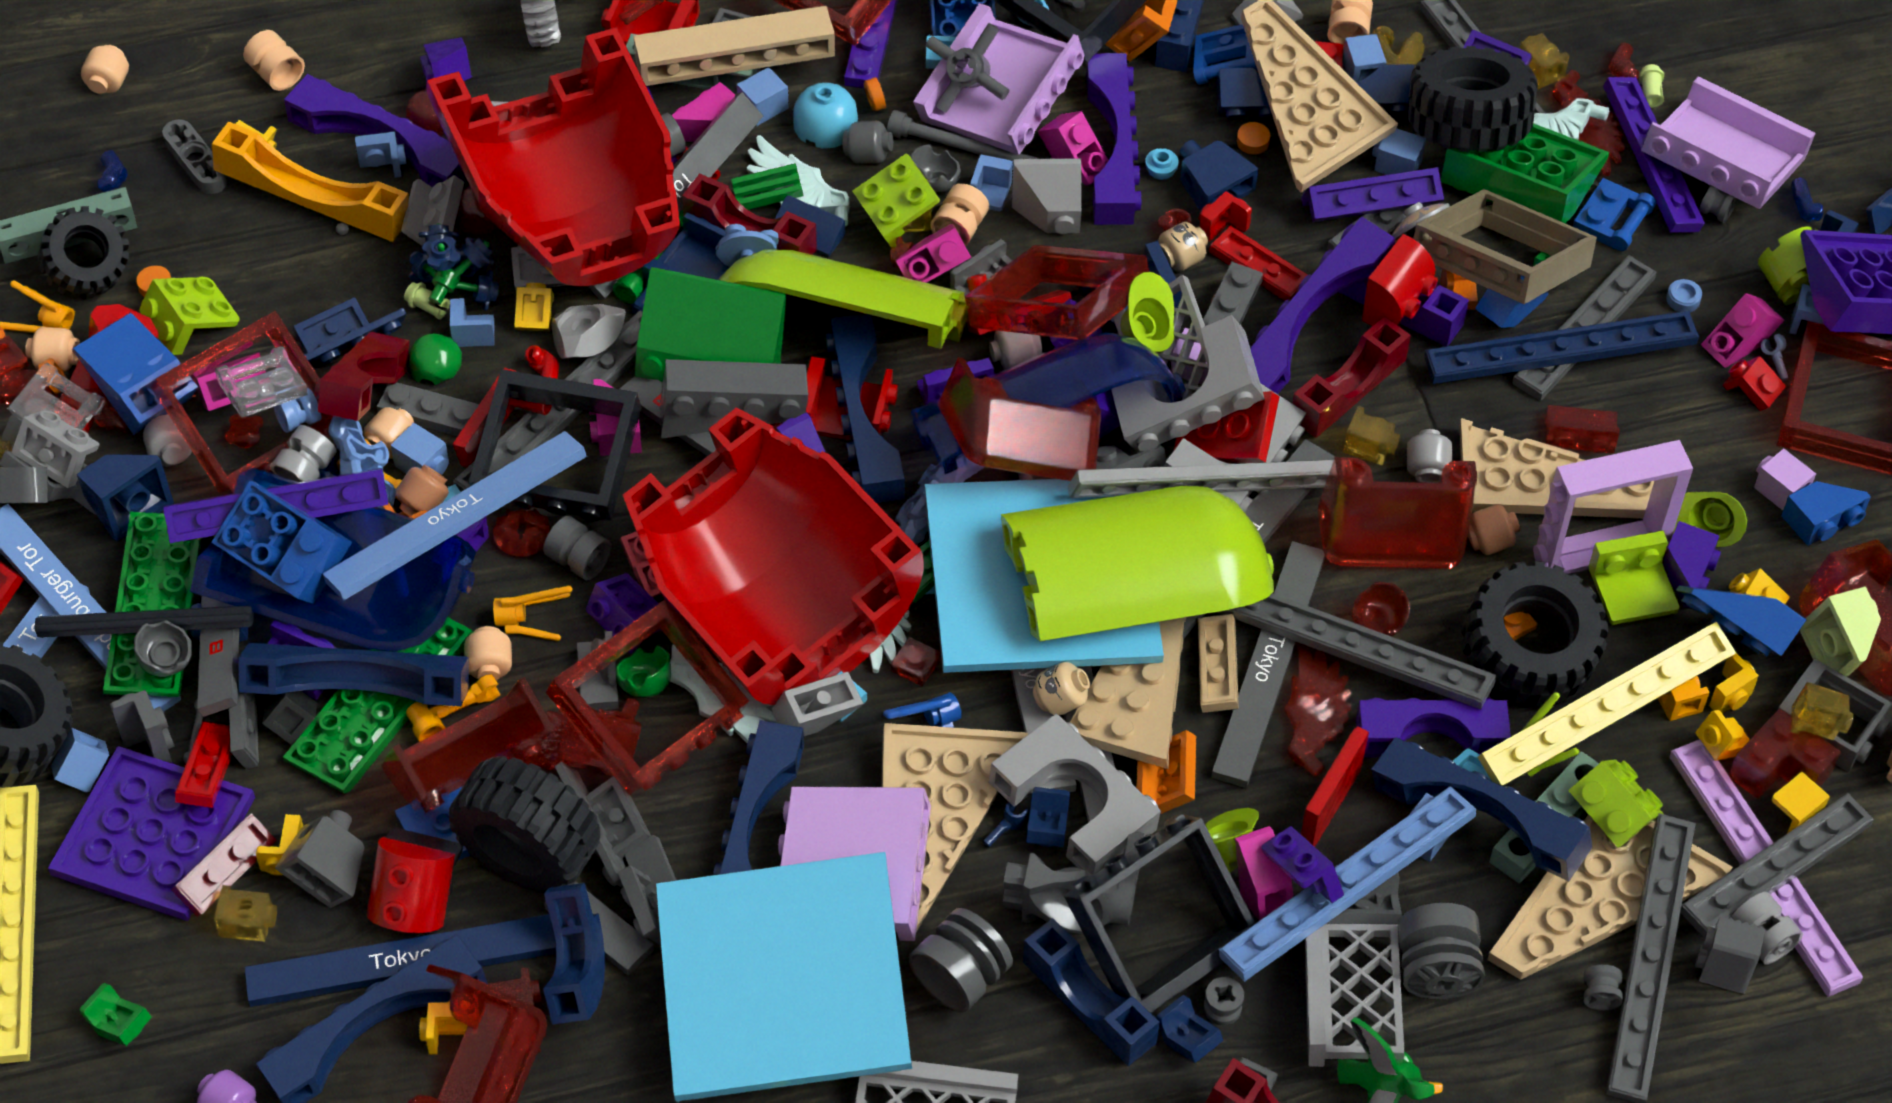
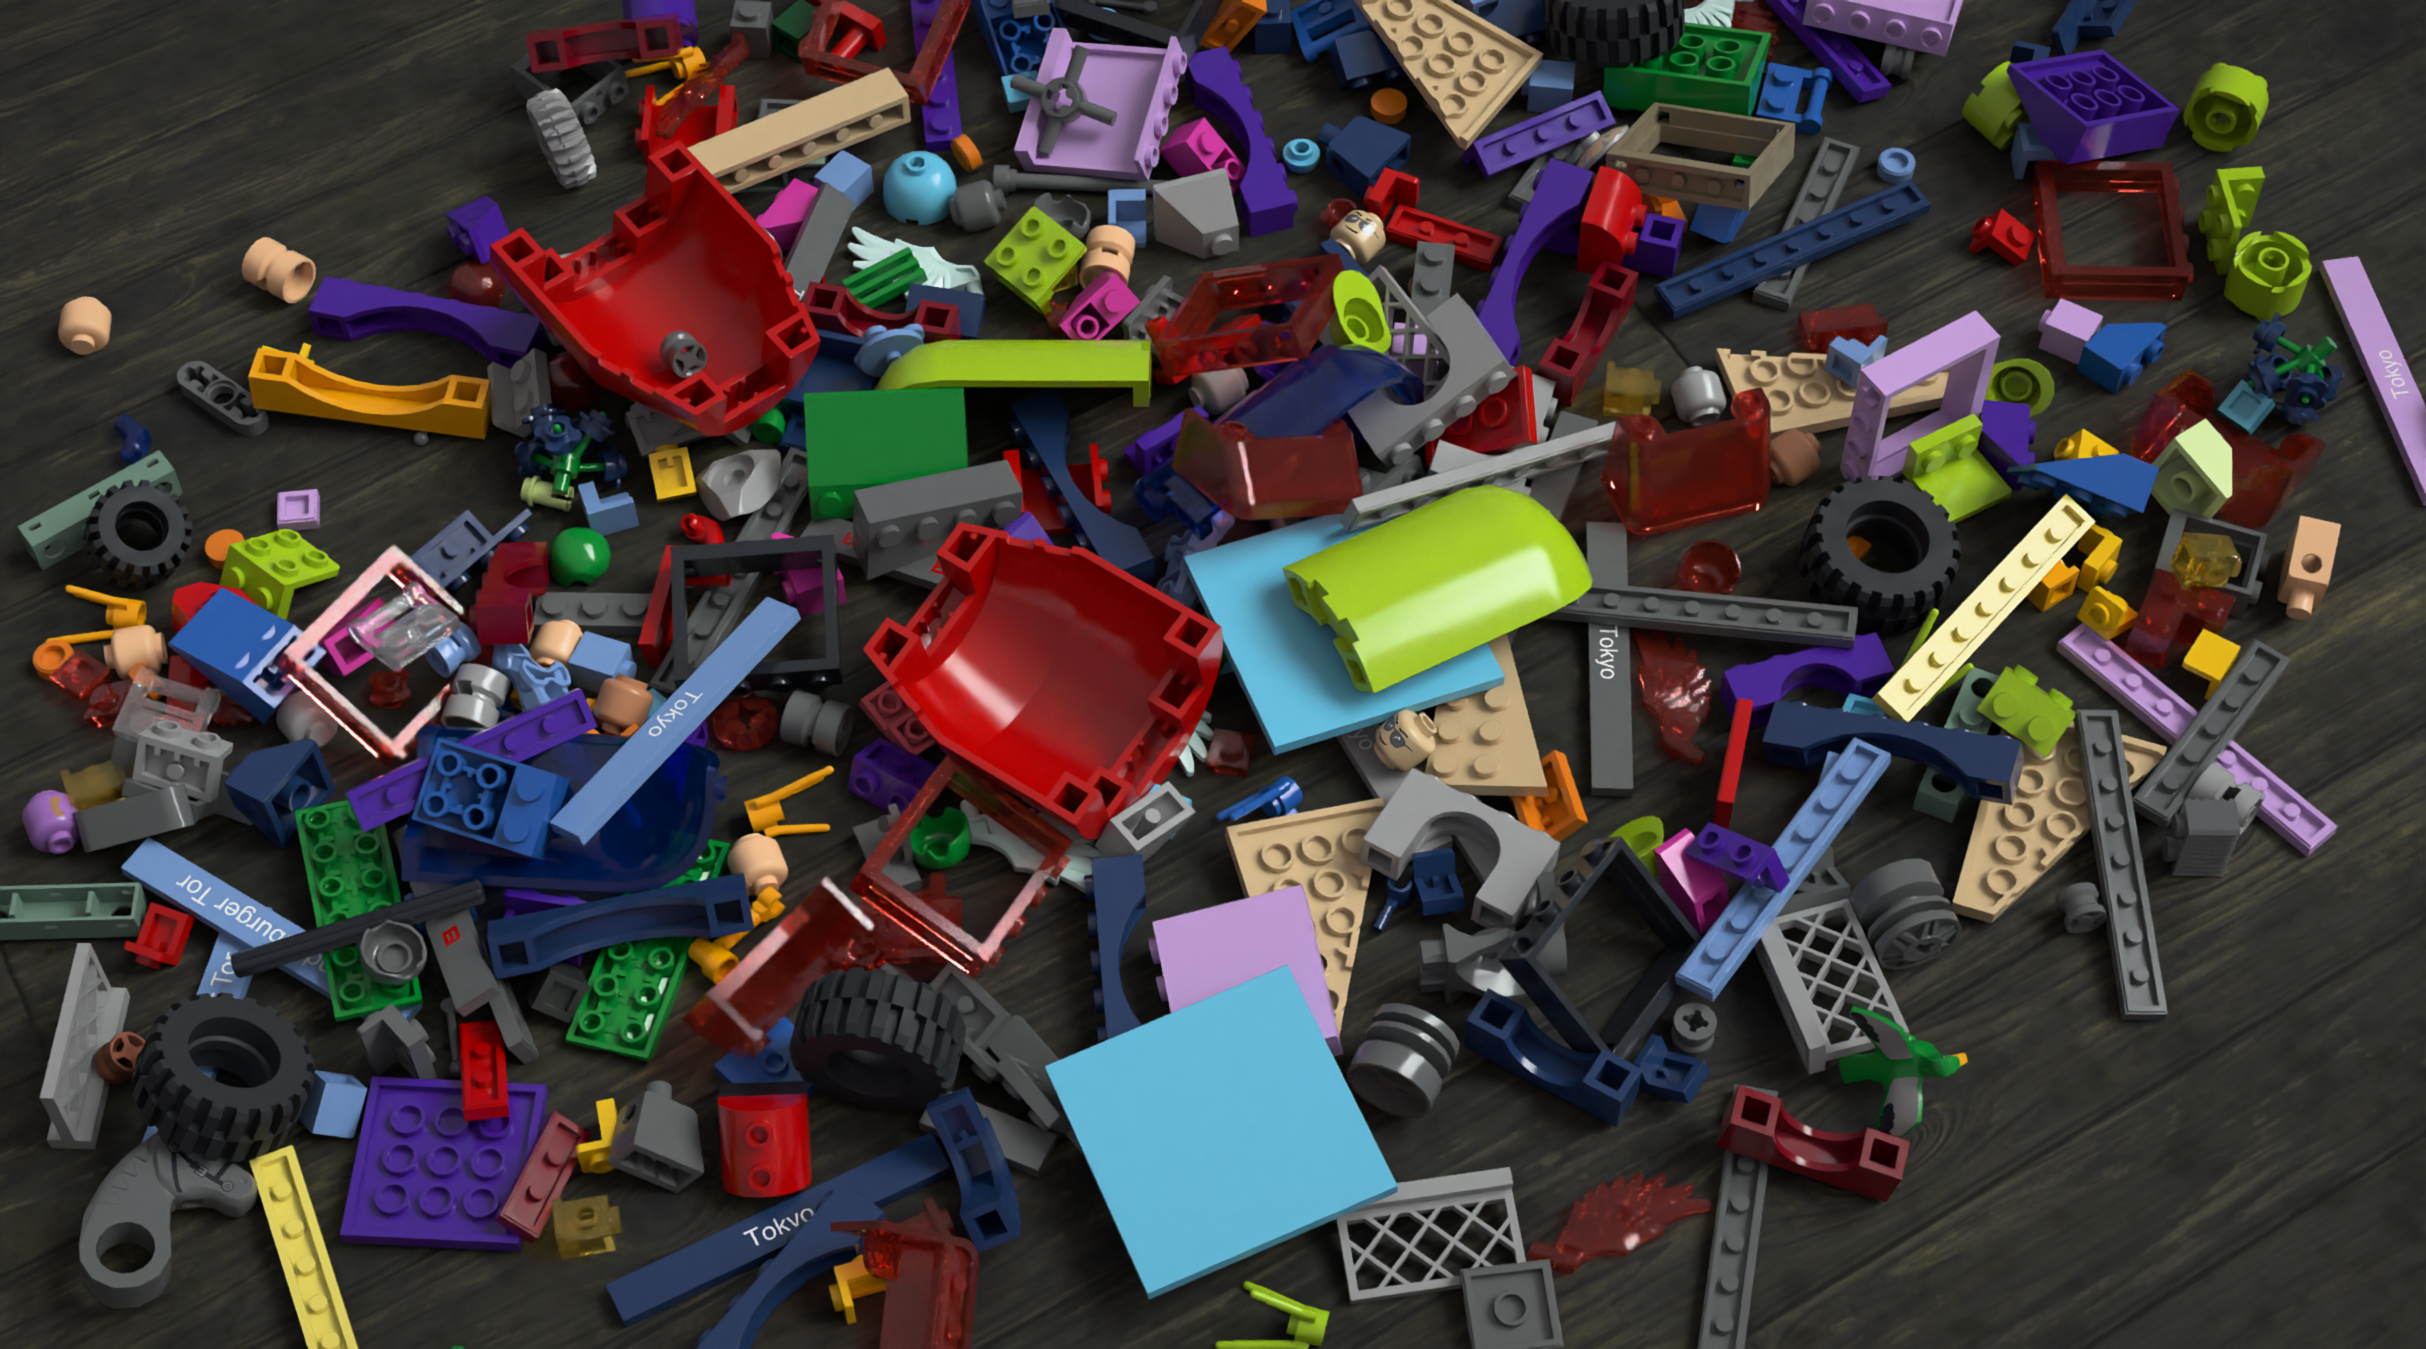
camera: 15 degrees left, 0 degrees up
(223, 264) = (298, 510): none -> lavender tile
(380, 150) = (437, 341): medium blue bracket -> none
(576, 217) = (685, 363): none -> dark grey wheel
(1218, 663) = (1556, 671): tan tile -> none
(1567, 451) = (1848, 357): none -> medium blue panel
(1742, 330) = (1970, 187): dark pink slope -> none
(1776, 354) = (2013, 204): sand blue hand -> none
(1803, 200) = (1983, 39): clear blue arm -> none

